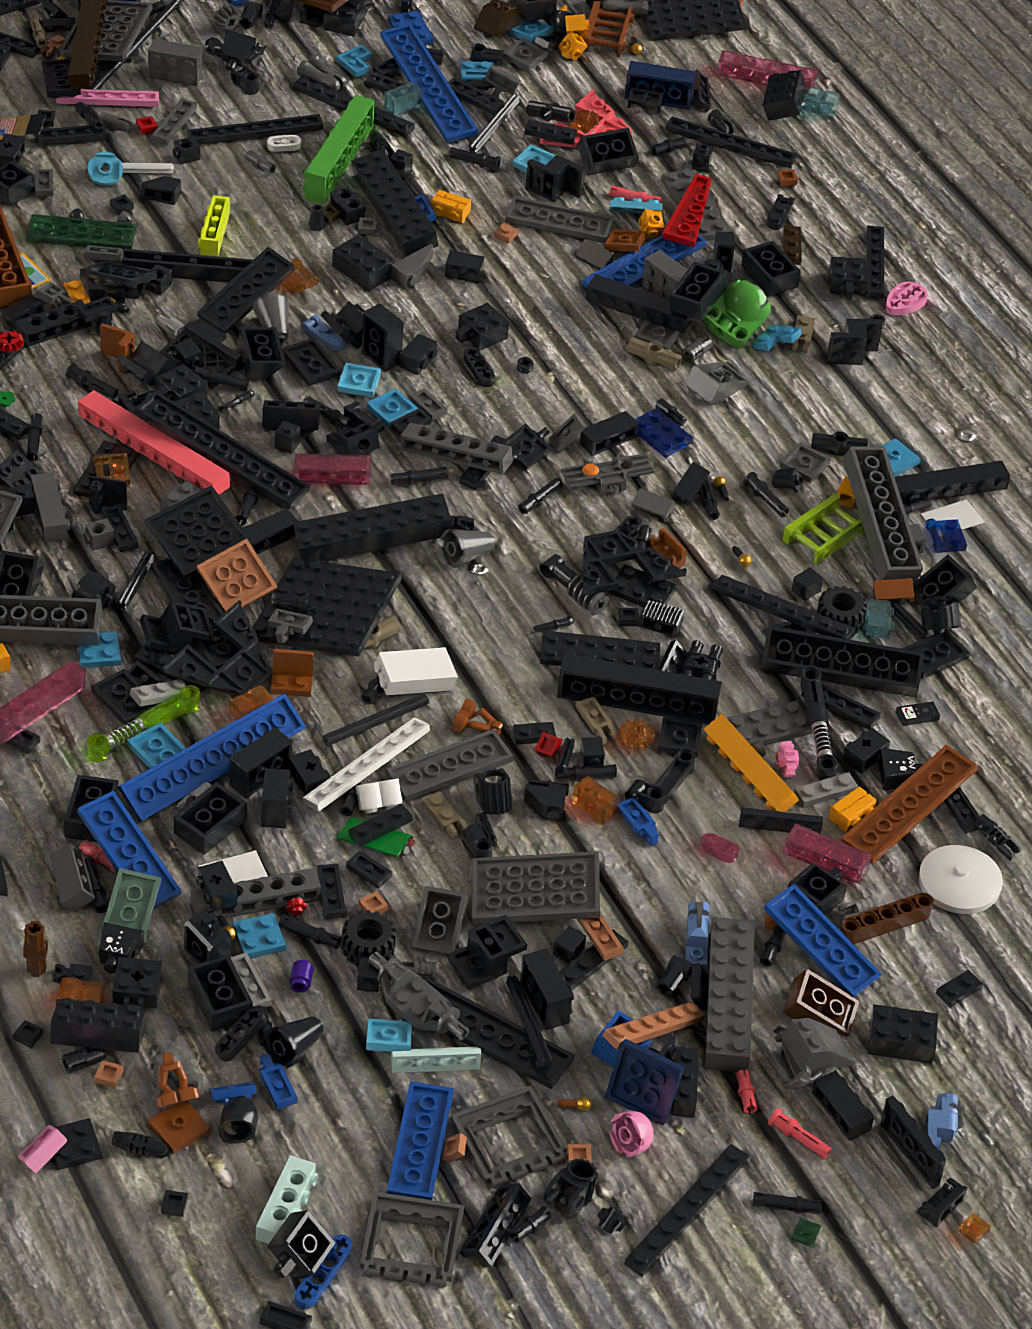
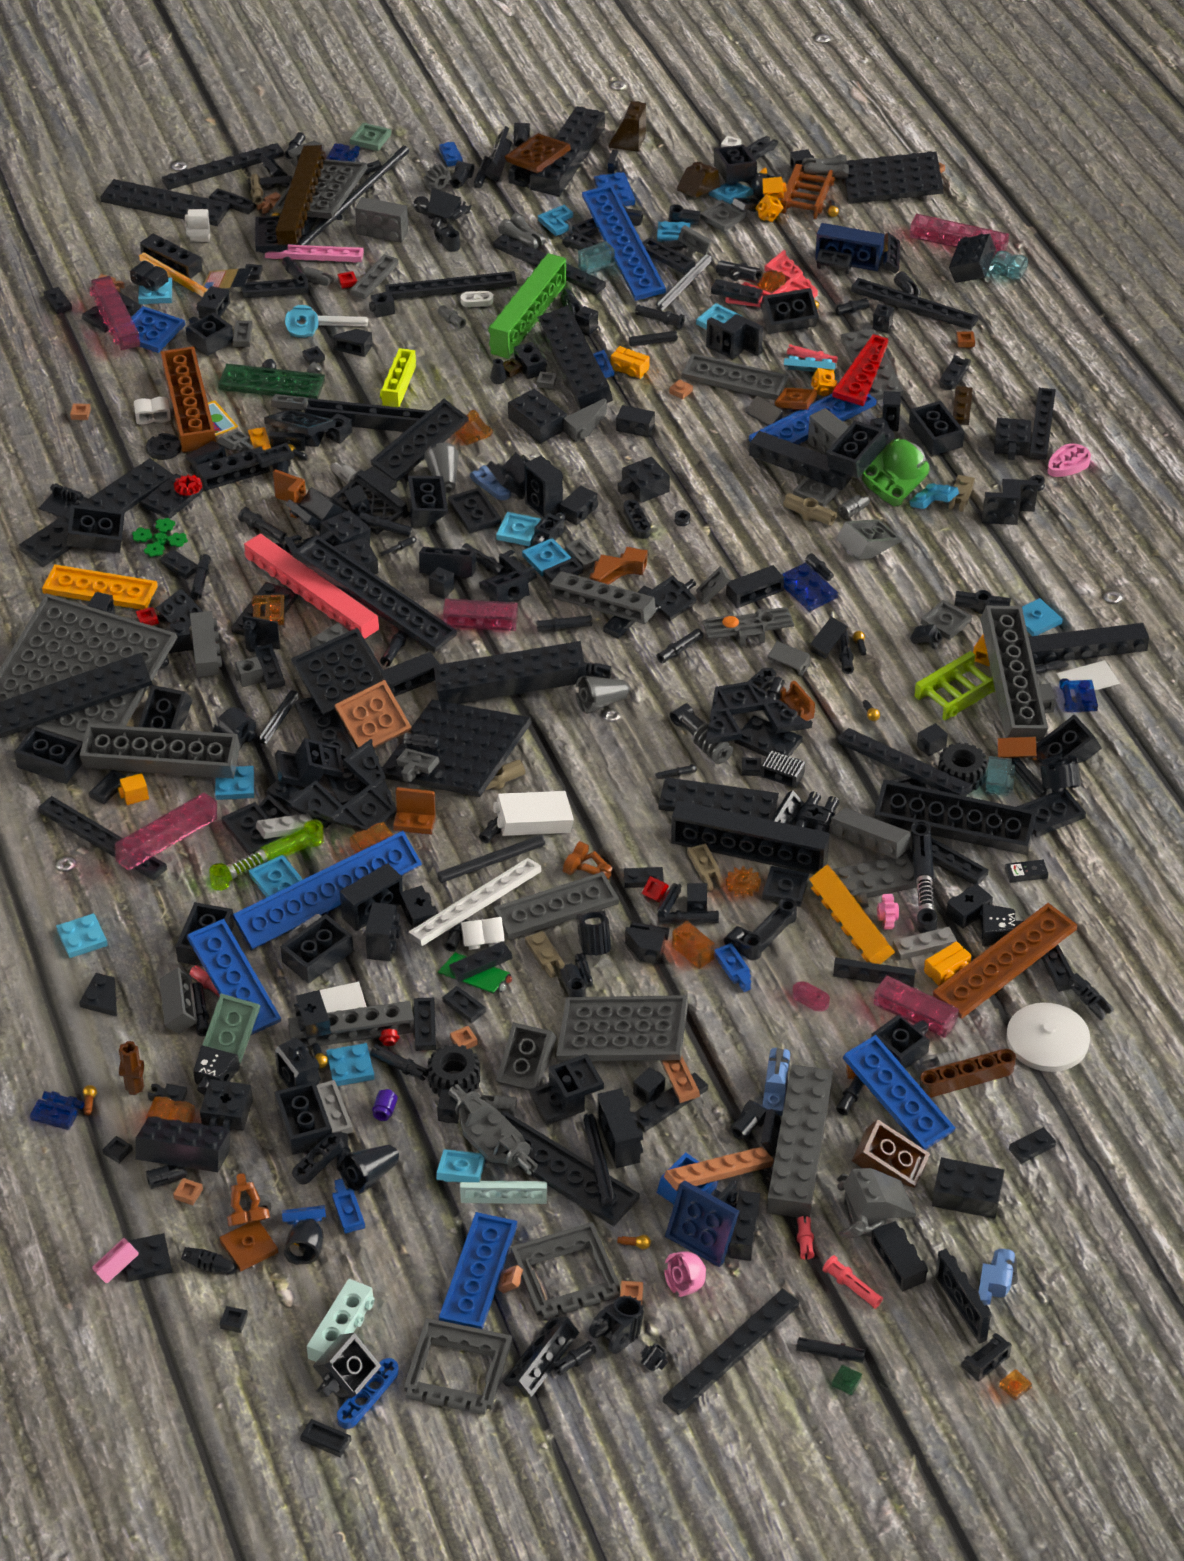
camera: 10 degrees right, 0 degrees up
(390, 378) = (549, 527): none -> black piece
(461, 417) = (611, 568): none -> dark orange arch
(470, 181) = (653, 338): none -> black axle
(759, 680) = (870, 833): none -> dark grey brick
(761, 490) = (898, 645): black pin -> none

